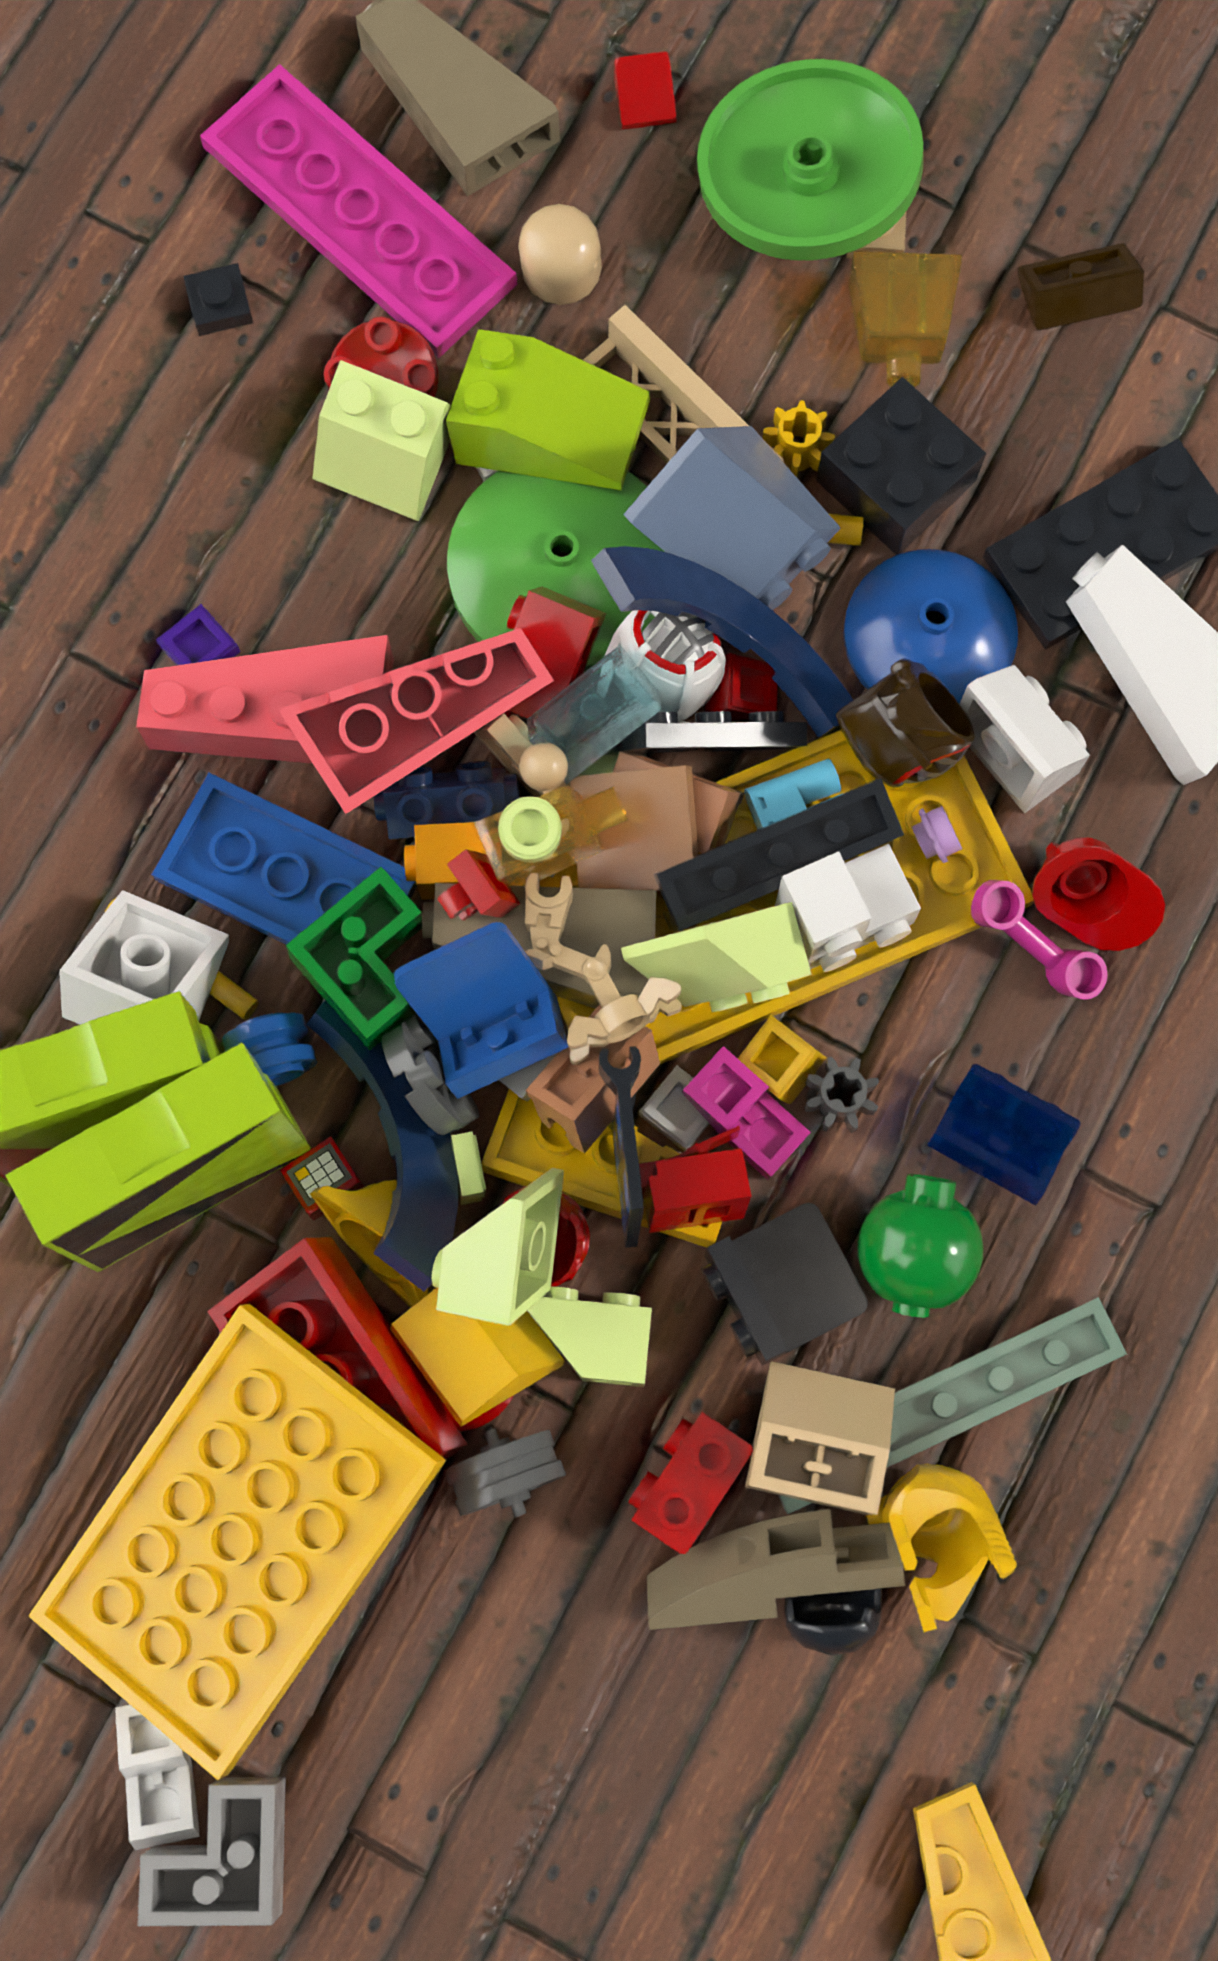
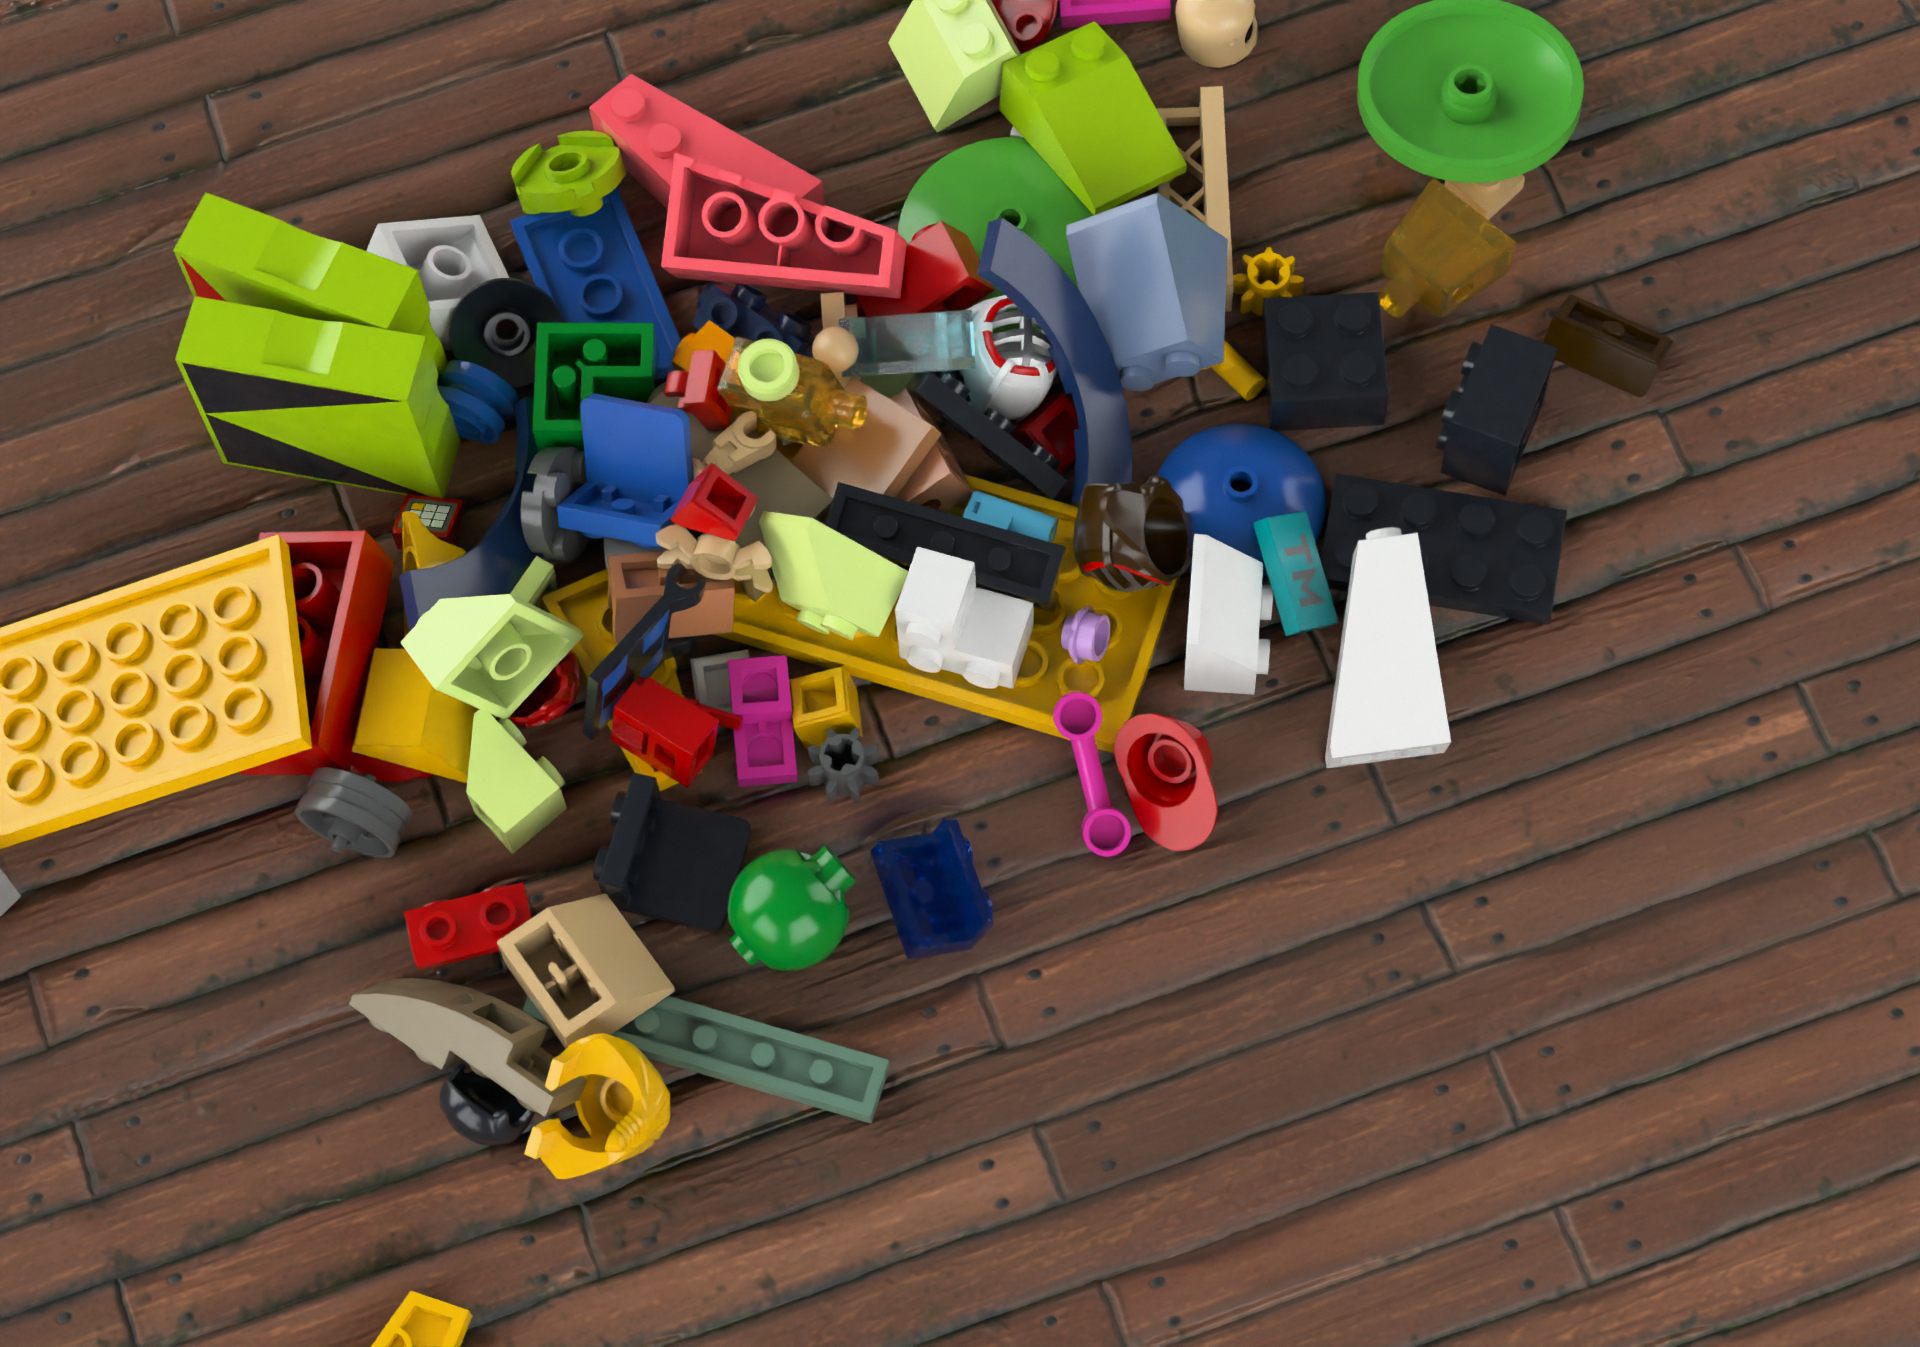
camera: 45 degrees right, 10 degrees down
(192, 803) = (569, 174): none -> lime plate
(197, 639) = (700, 88): dark purple tile -> none
(263, 982) = (475, 333): none -> black dish
(587, 978) = (715, 505): none -> red slope
(1038, 652) = (1295, 573): none -> teal tile
(1072, 398) = (1495, 408): none -> black brick

